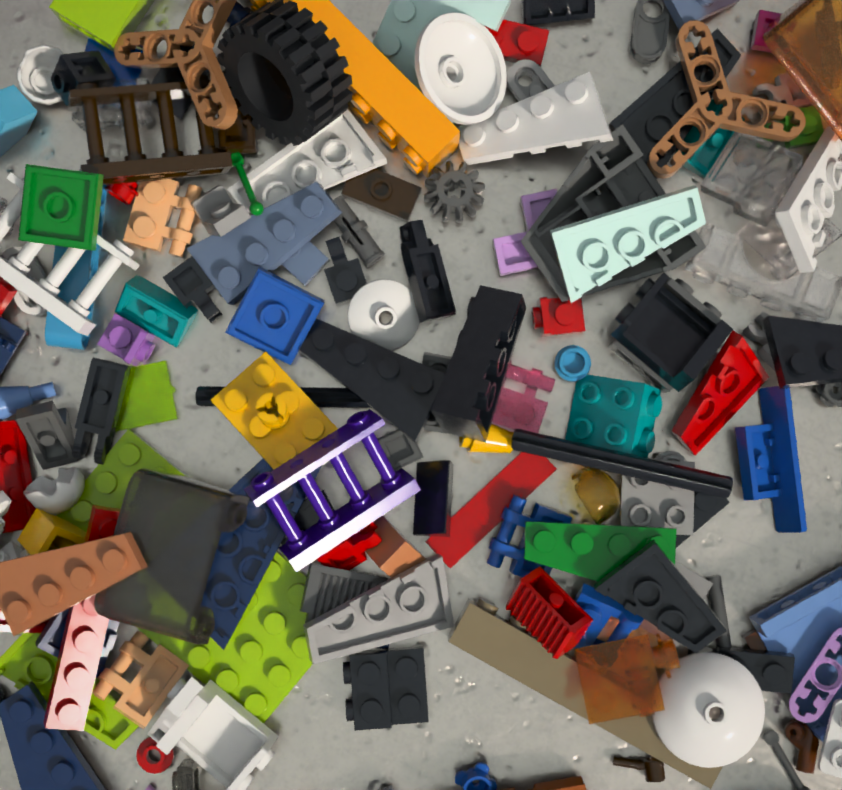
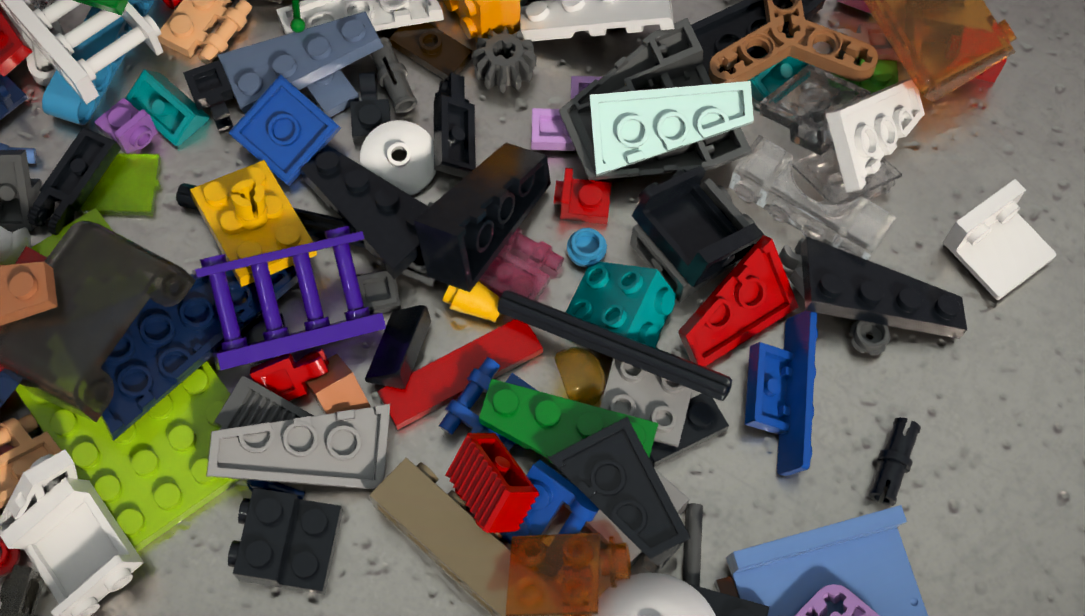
camera: 10 degrees right, 20 degrees down
(219, 212) = (260, 24): light grey bracket -> none

